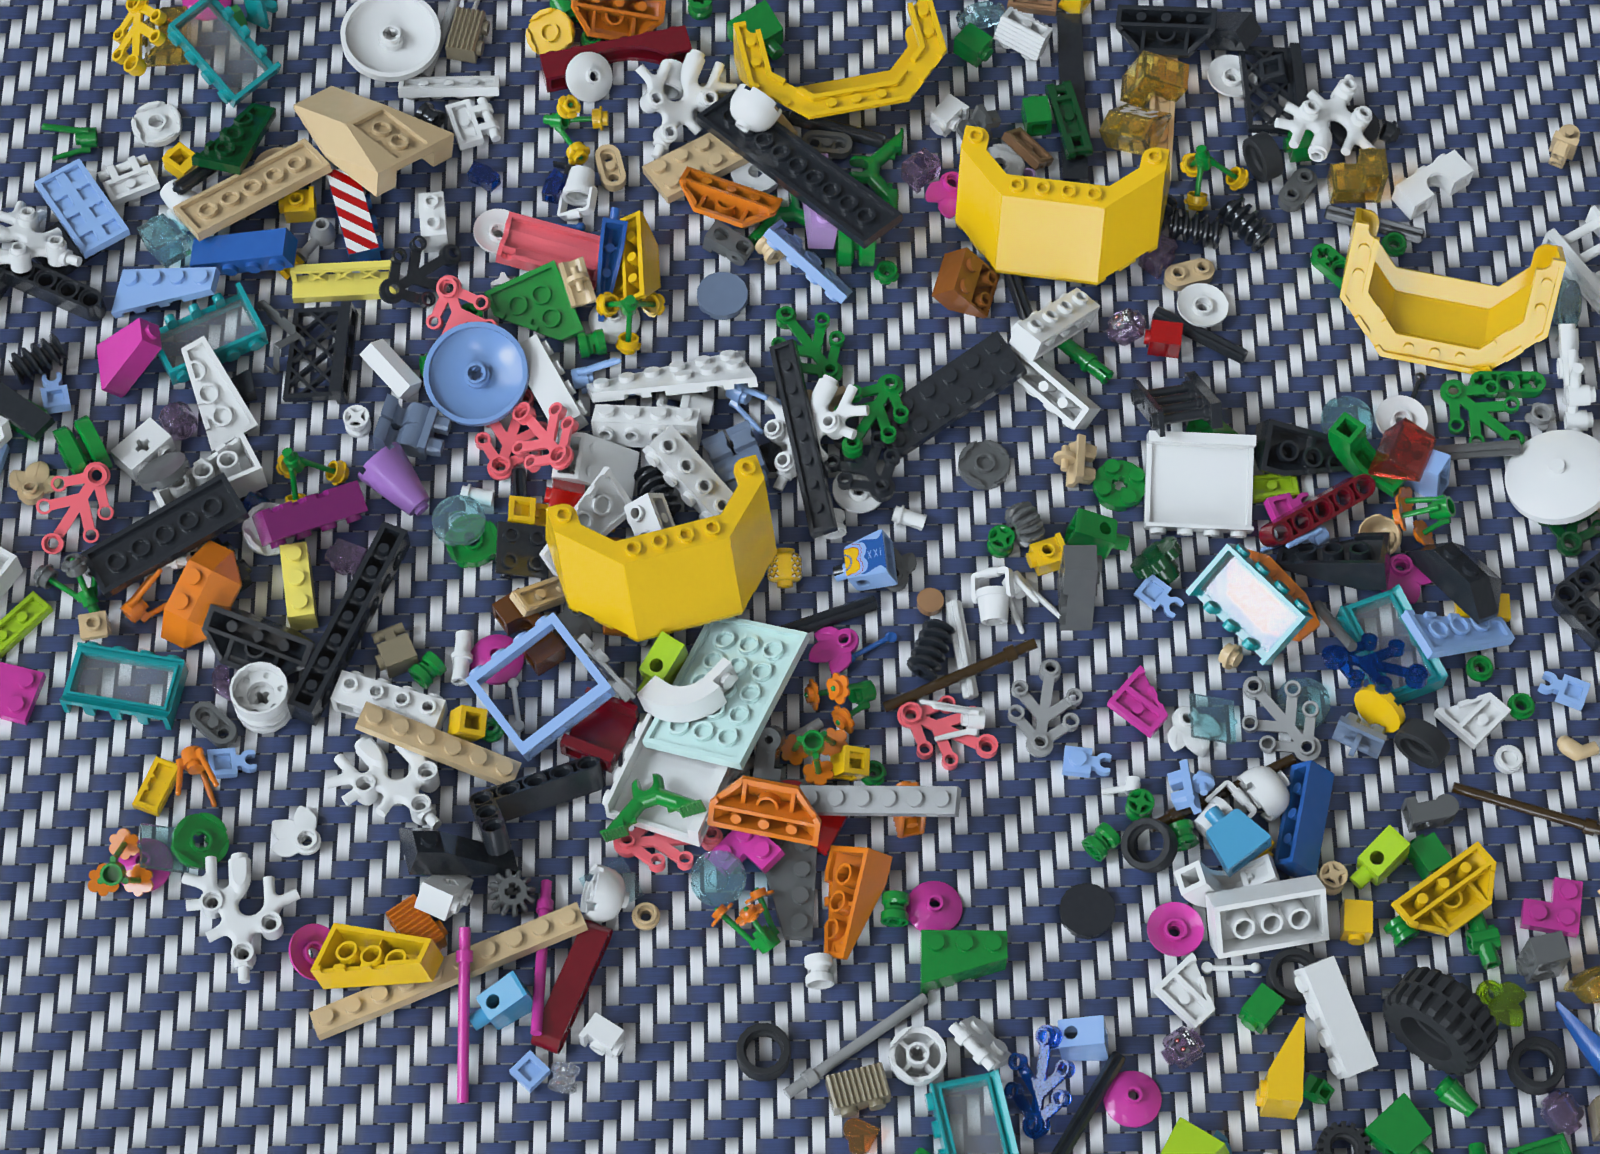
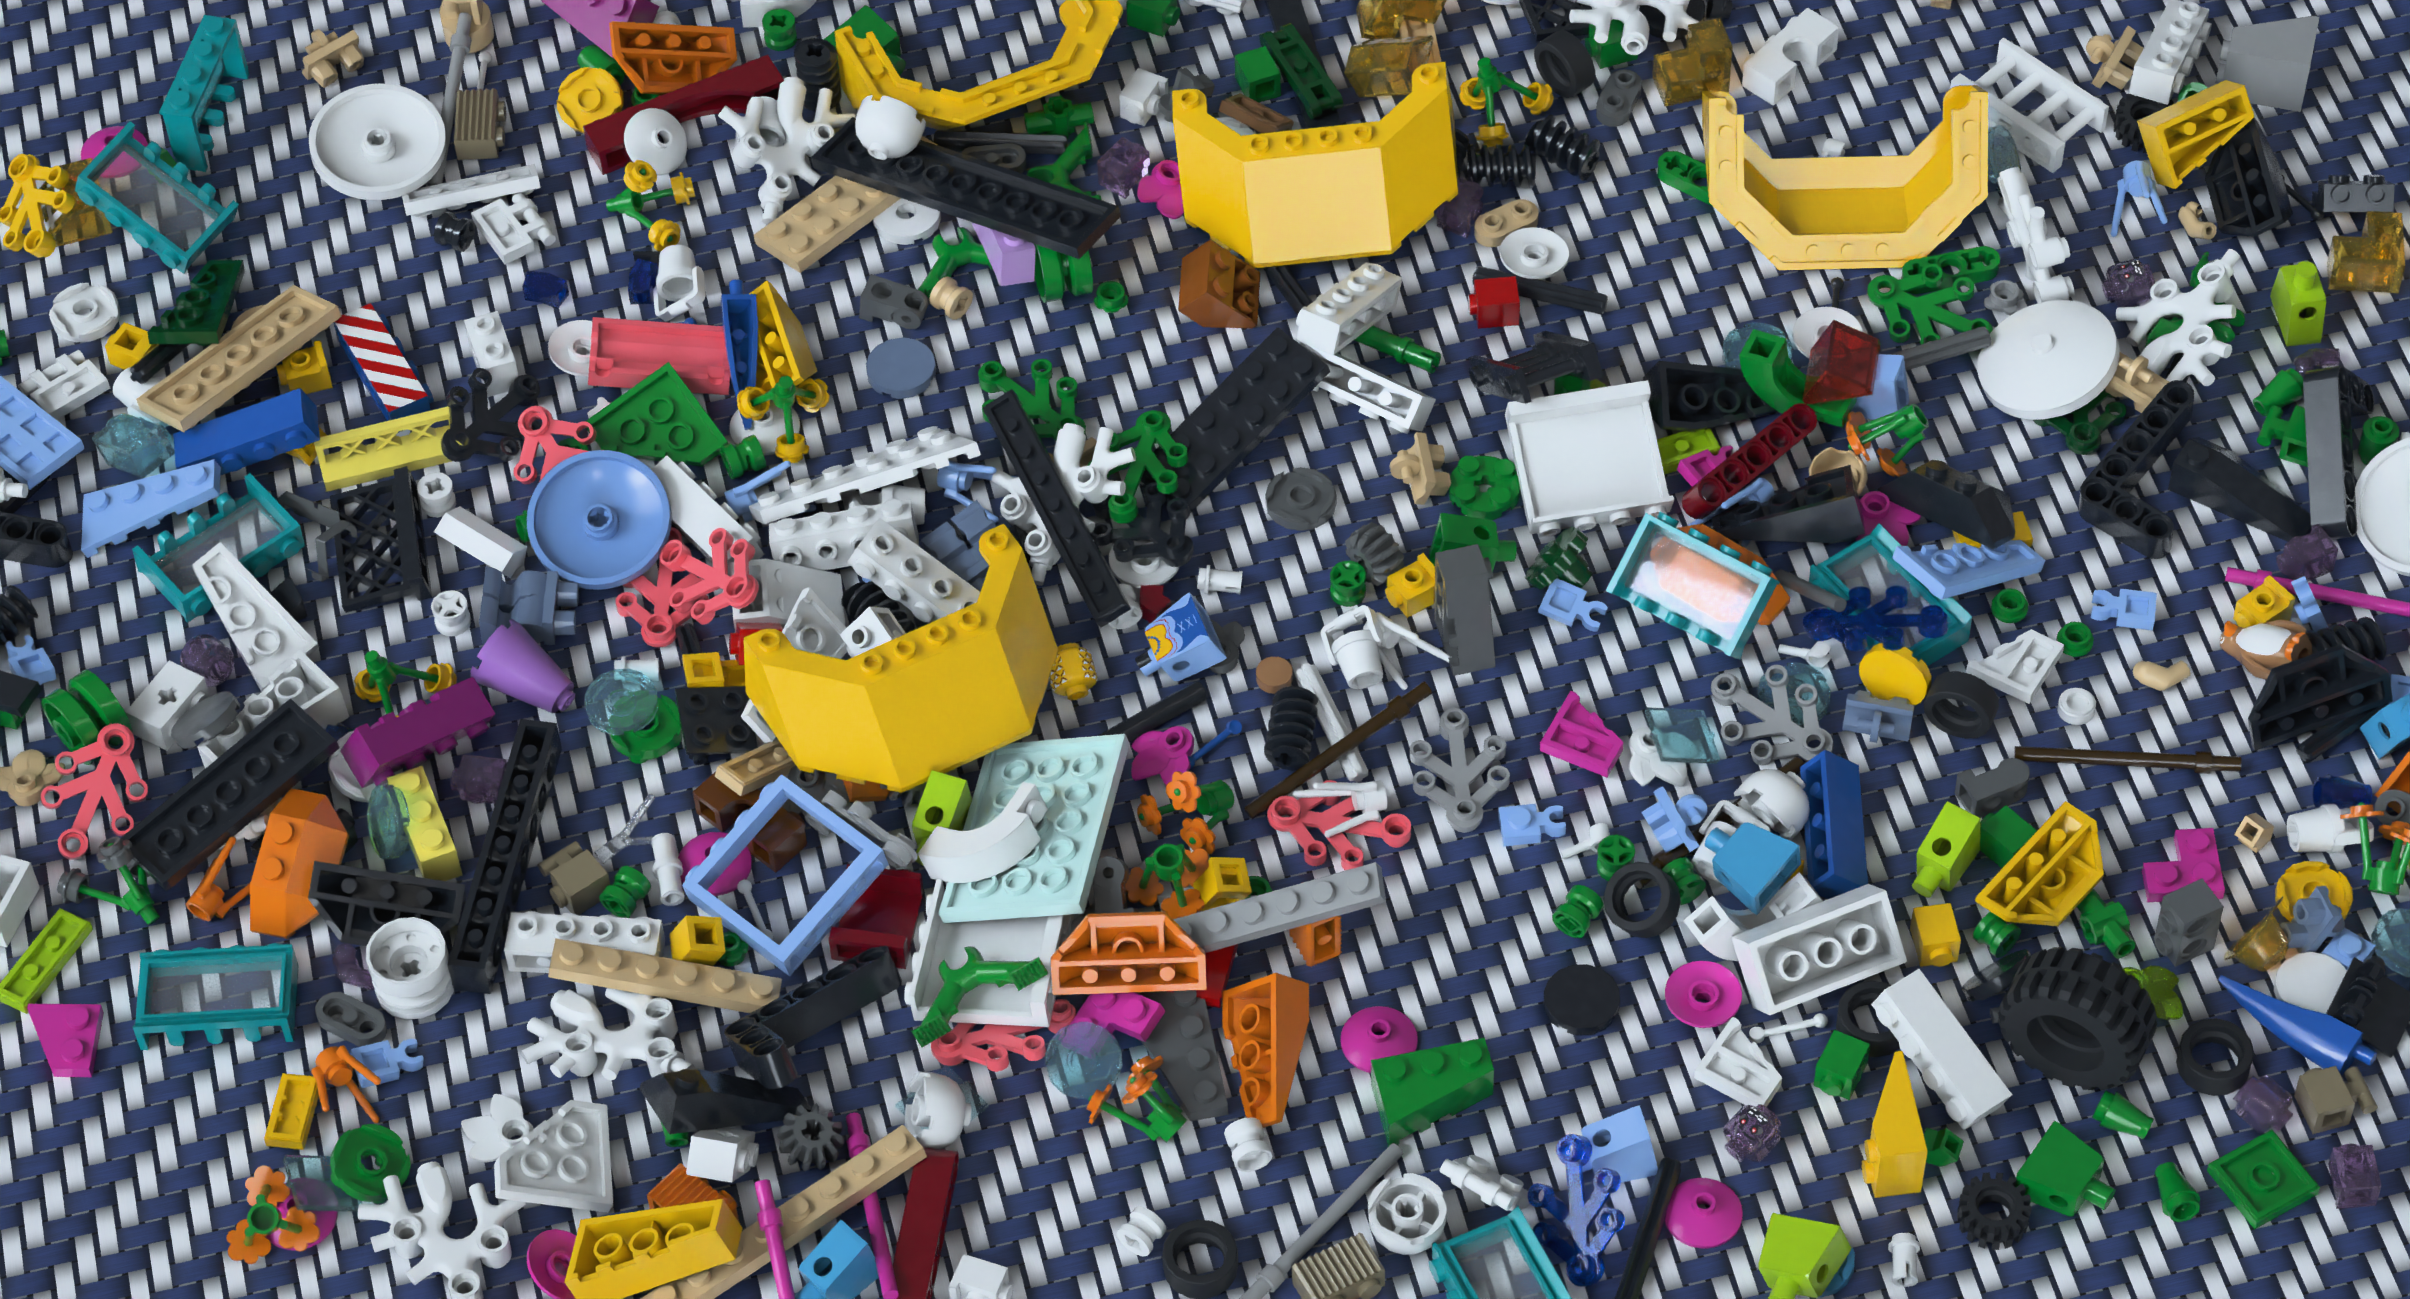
camera: 10 degrees left, 10 degrees down
(94, 625) = (157, 929): tan bracket -> none
(127, 355) = (119, 591): dark pink slope -> none
(273, 578) = (386, 821): none -> clear light blue tile
(319, 237) = (343, 400): light grey bar -> none
(332, 872) = (561, 1161): none -> white plate
(370, 137) = (384, 265): tan wedge -> none
(372, 331) = (436, 494): none -> white wheel
(435, 627) = (622, 839): none -> clear plant
(577, 282) = (706, 383): tan hips -> none
(612, 169) = (716, 250): tan plate -> none
(645, 908) = (998, 1120): tan plate -> none
(717, 46) = (818, 68): none -> black piece
(726, 199) = (879, 249): orange wedge -> none
(727, 1021) = (1141, 1231): none -> white wheel
(808, 261) = (1048, 328): light blue wing -> none
(857, 526) = (1153, 602): none -> dark red piece
(883, 119) = (1059, 117): none -> green axle
(895, 908) = (1328, 1048): green wheel -> none
(1126, 326) = (1442, 297): clear purple head -> none
(1230, 656) = (1685, 657): tan plate -> none
(1327, 676) = (1816, 656): none -> white hand
(1337, 873) = (1896, 884): tan wheel -> none
(1386, 226) = (1753, 117): axle -> none
(1392, 965) = (1994, 977): none -> black tile
(1394, 239) = (1762, 134): green plate -> none
(1444, 267) = (1832, 148): none -> white hand

